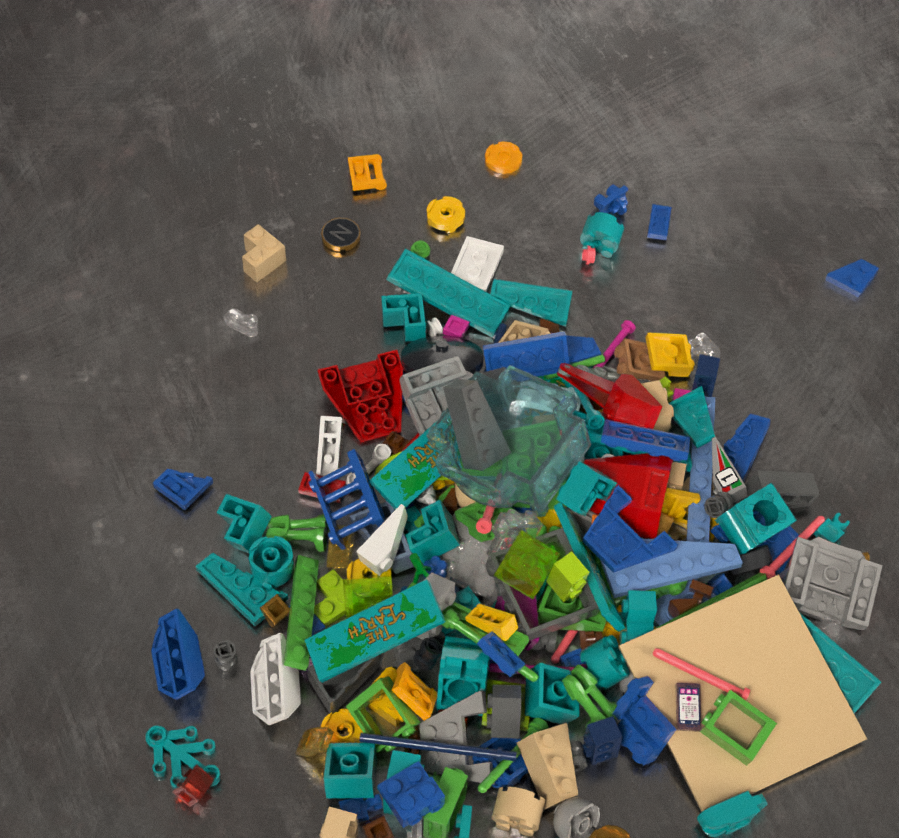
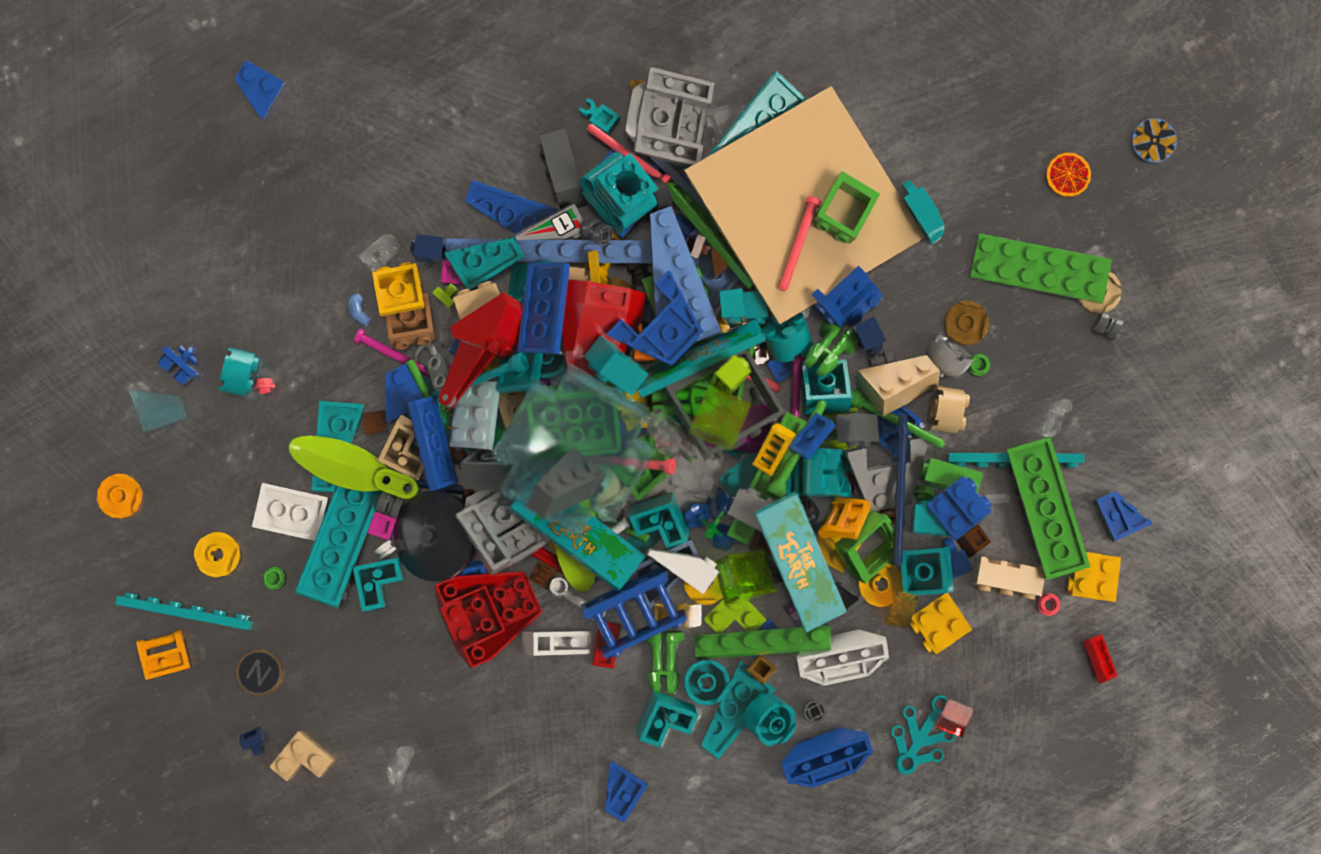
camera: 95 degrees left, 30 degrees up
(224, 608) = (770, 719): none -> teal brick
(282, 223) = (253, 740): none -> dark blue tile
(293, 784) = (939, 624): none -> yellow plate
(398, 191) = (174, 609): none -> teal plate
(475, 332) = (393, 508): none -> dark grey wheel
(512, 301) = (348, 466): none -> lime plant
(573, 185) = (157, 409): none -> clear light blue wing
(651, 326) = (354, 308): none -> medium blue arm
(659, 222) = (203, 308): blue plate -> none
(688, 707) = (831, 255): tile -> none

